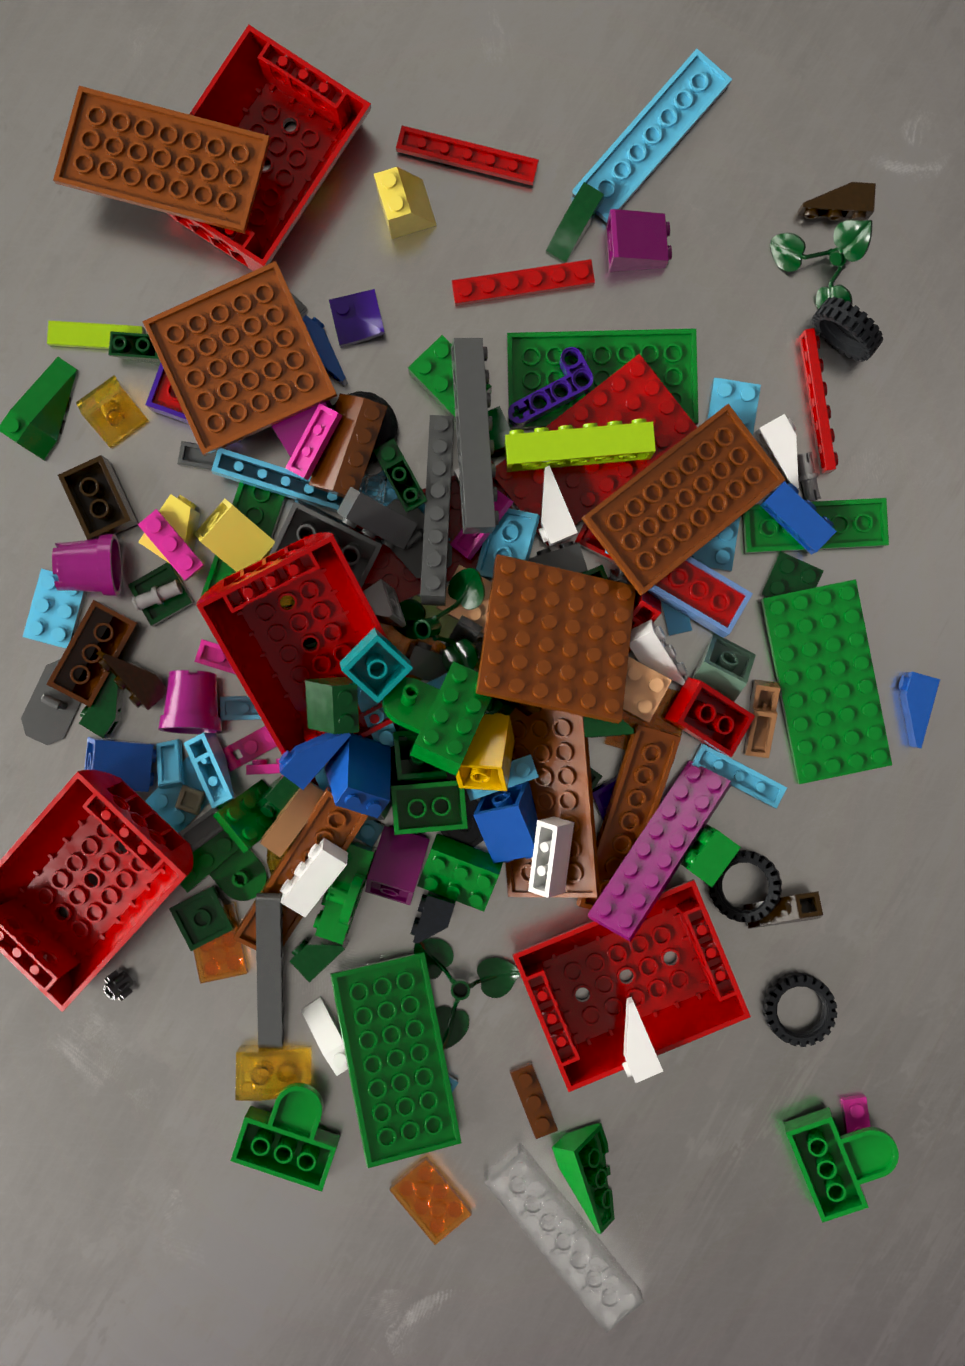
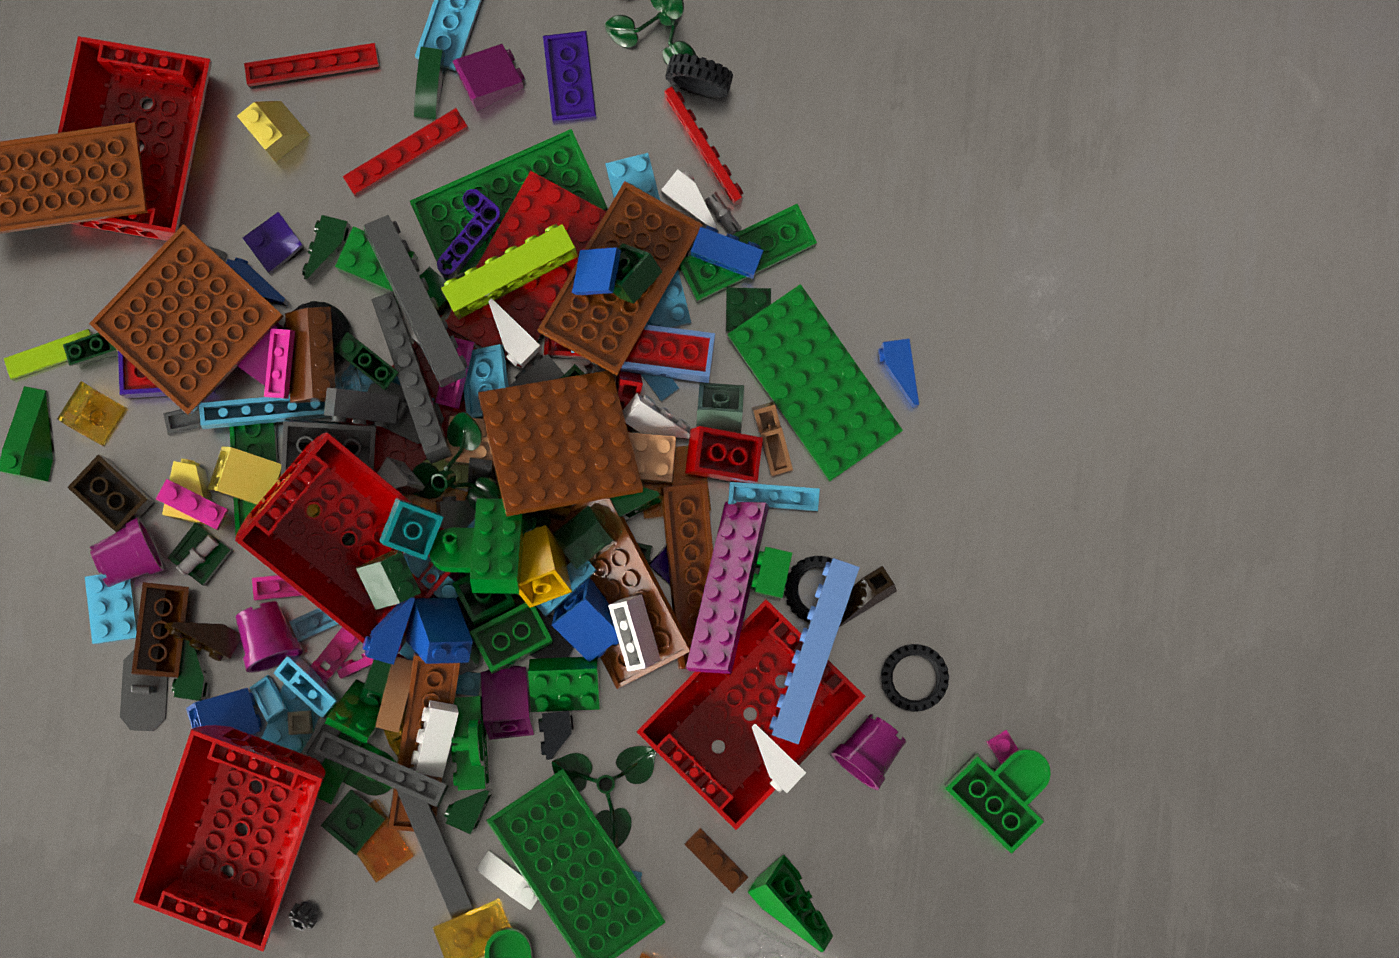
camera: 25 degrees left, 5 degrees down
(248, 885) = (381, 769): none -> dark grey plate
(409, 342) = (328, 243): none -> dark green slope
(540, 742) = (584, 538): none -> clear green slope
(666, 483) = (596, 271): none -> blue tile
(696, 497) = (635, 273): none -> dark green slope
(715, 275) = (569, 76): none -> dark purple tile
(721, 954) = (815, 650): none -> medium blue brick
(728, 1065) = (870, 751): none -> magenta piece

